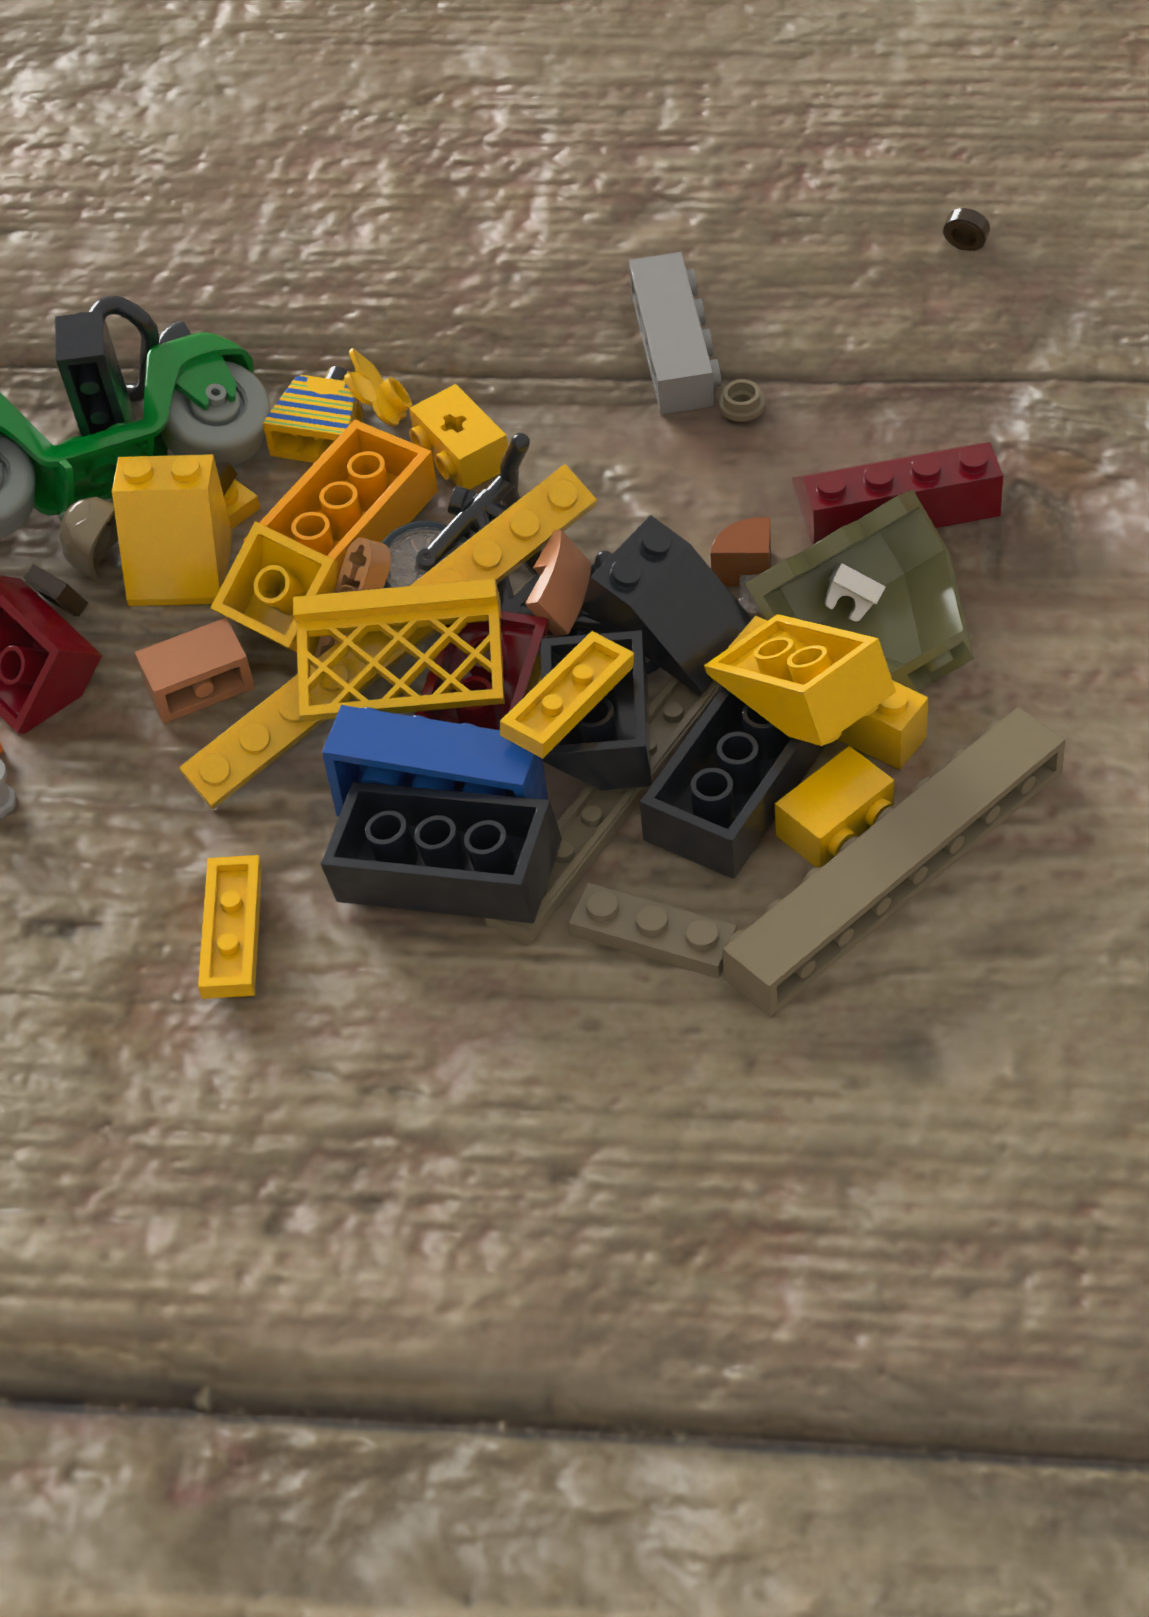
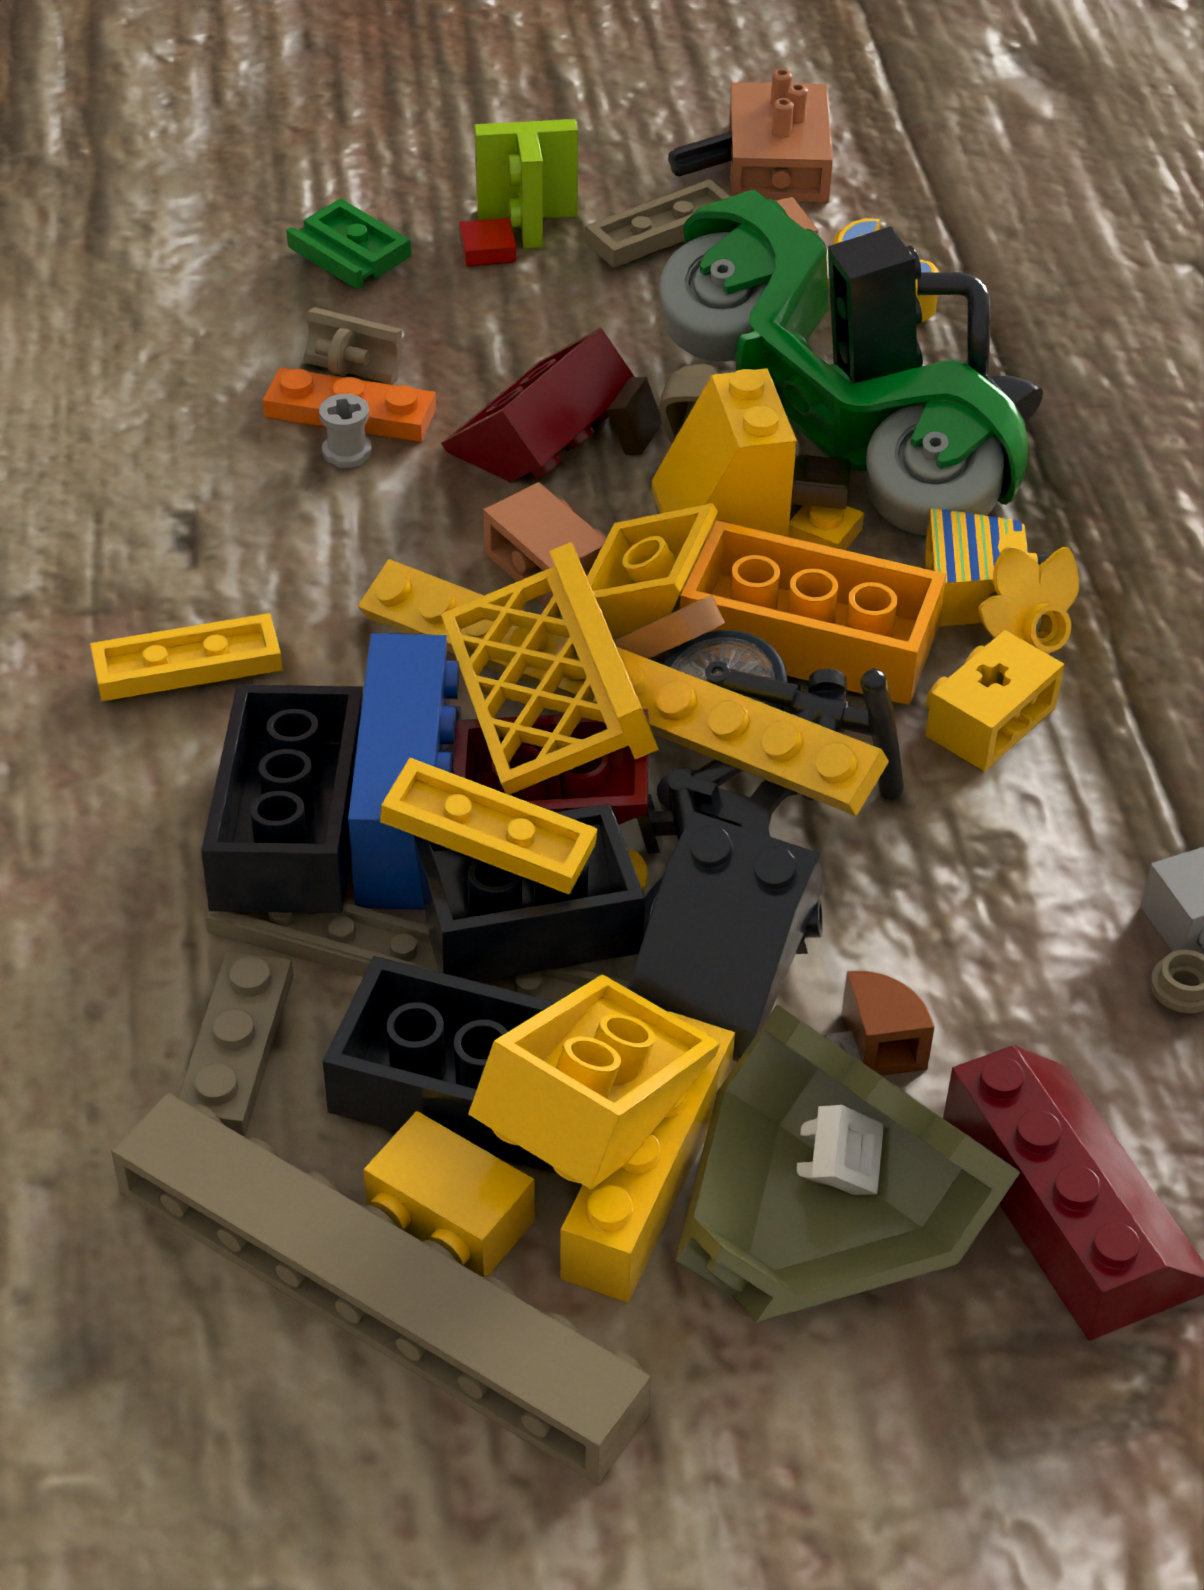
camera: 70 degrees right, 5 degrees down
(561, 584) = (733, 797): nougat slope -> none

